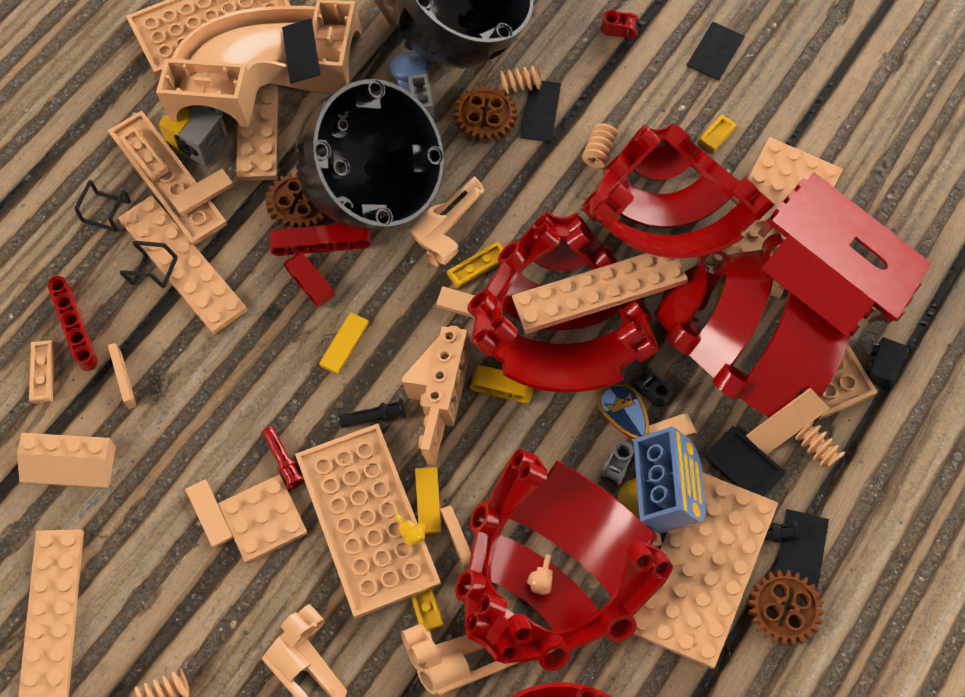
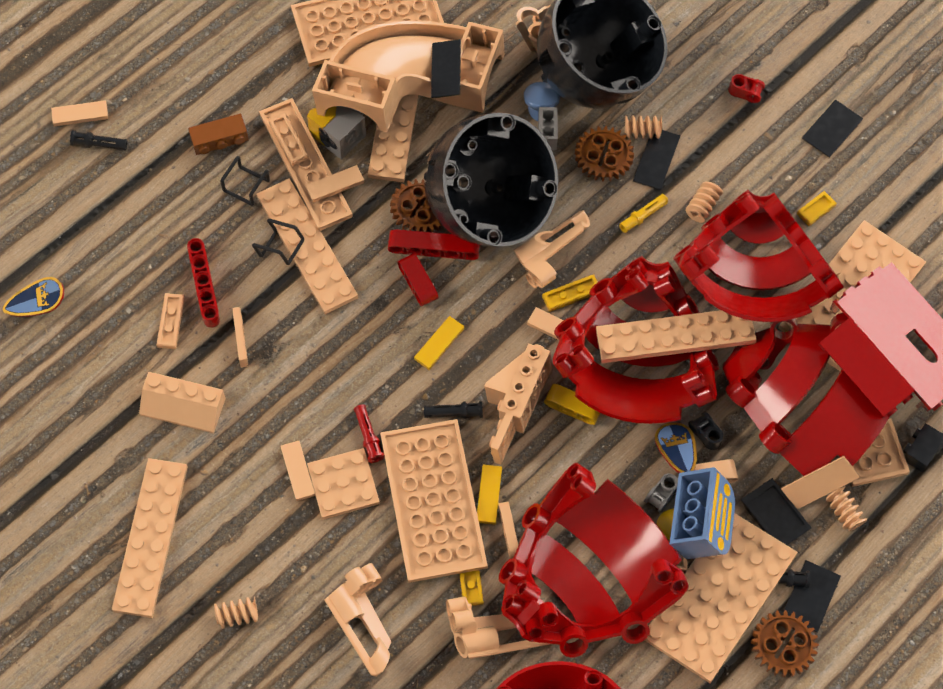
camera: 10 degrees right, 0 degrees up
(66, 161) = (218, 134): none -> dark orange brick
(411, 533) = (469, 518): yellow piece -> none
(533, 174) = (638, 216): none -> yellow pin
(541, 579) = (575, 579): light nougat piece -> none

